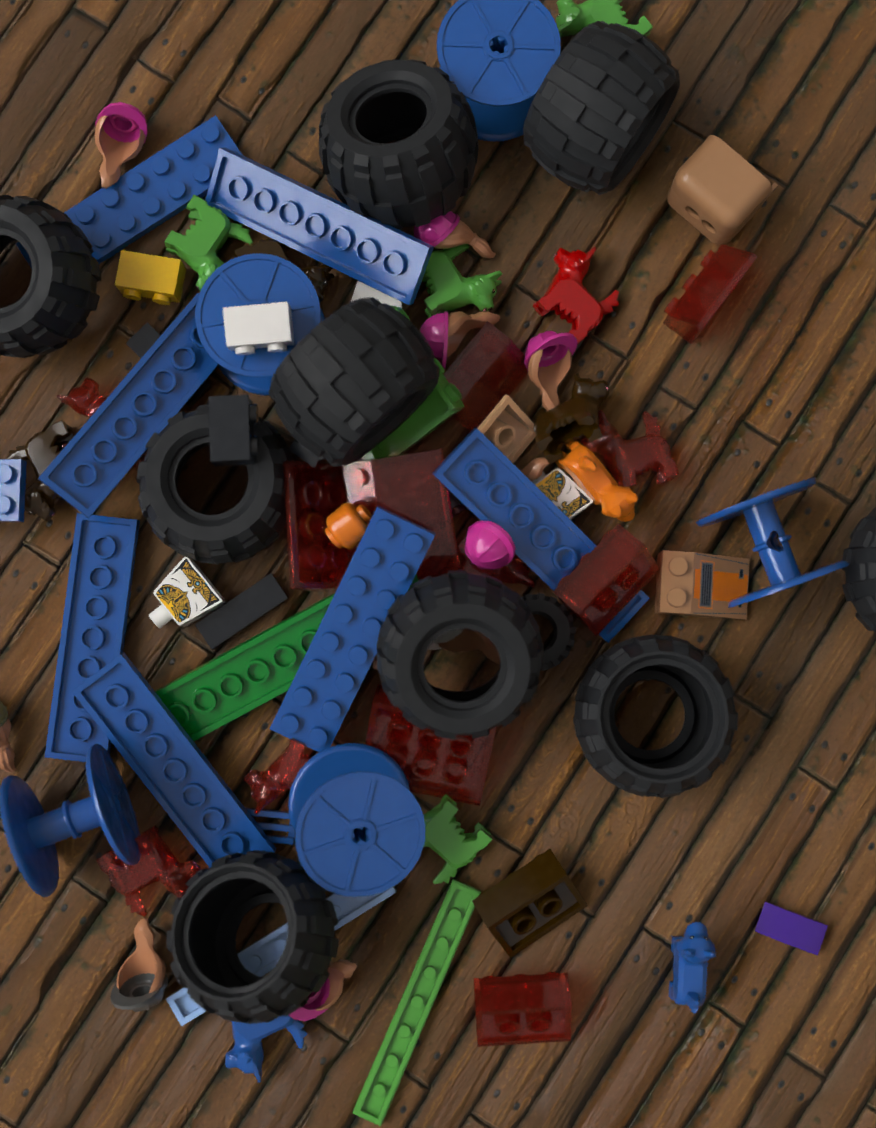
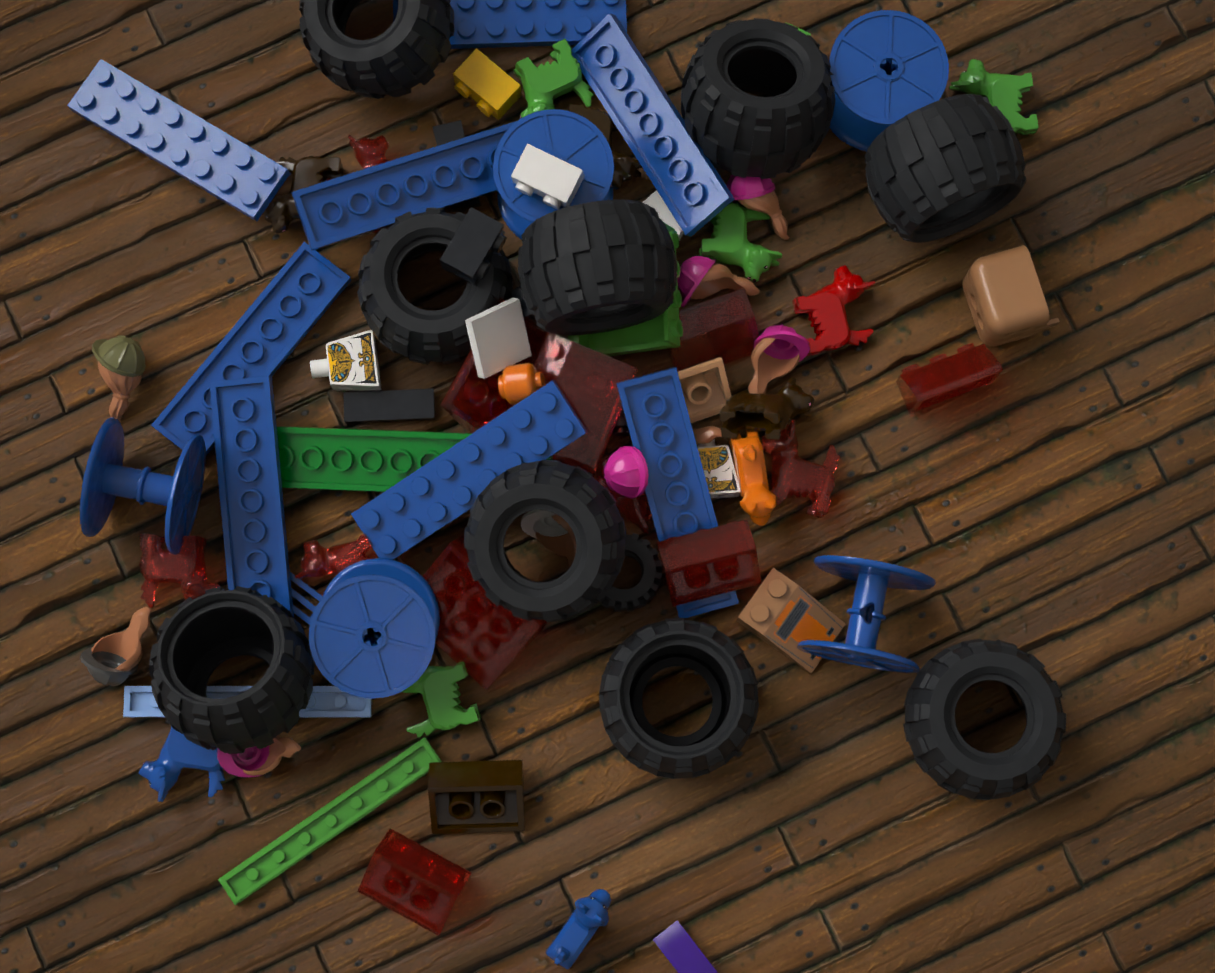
camera: 25 degrees right, 5 degrees down
(304, 497) = (498, 337): none -> white tile

